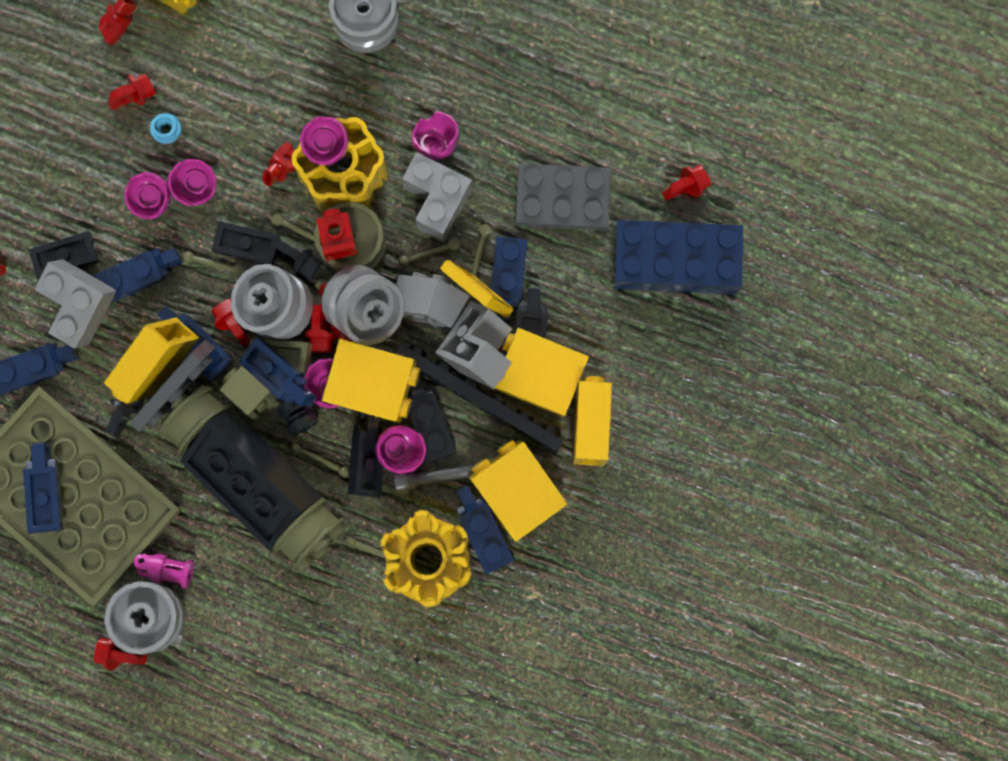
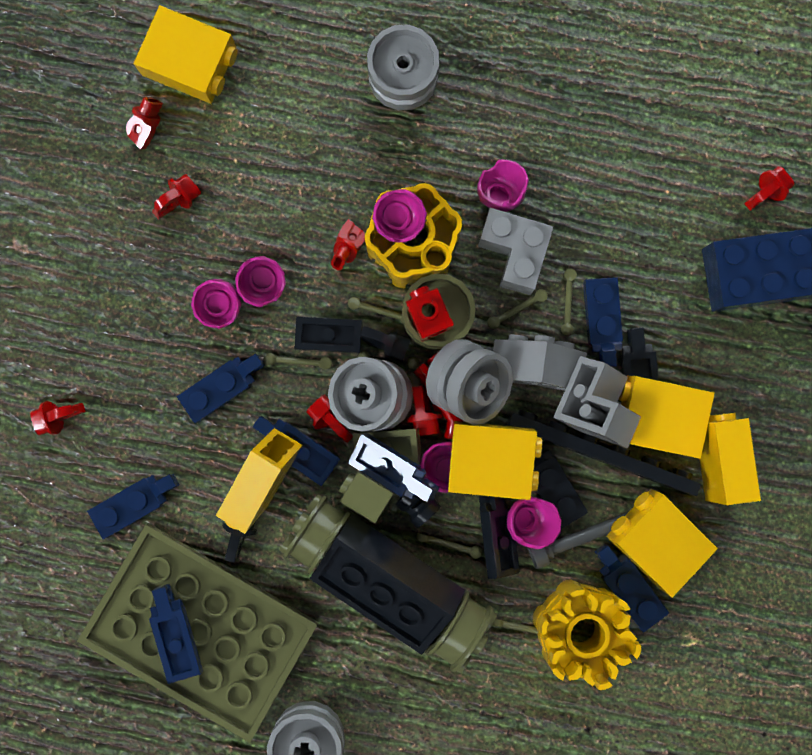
camera: 10 degrees left, 5 degrees up
(76, 250) = (141, 382): black plate -> none
(81, 301) = (169, 424): light grey brick -> none
(162, 569) = (307, 689): dark pink piece -> none
(164, 120) = (210, 224): medium azure plate -> none
(174, 386) = (287, 504): dark grey plate -> none
(477, 288) = (583, 342): yellow tile -> none
(563, 196) = (643, 225): dark grey plate -> none

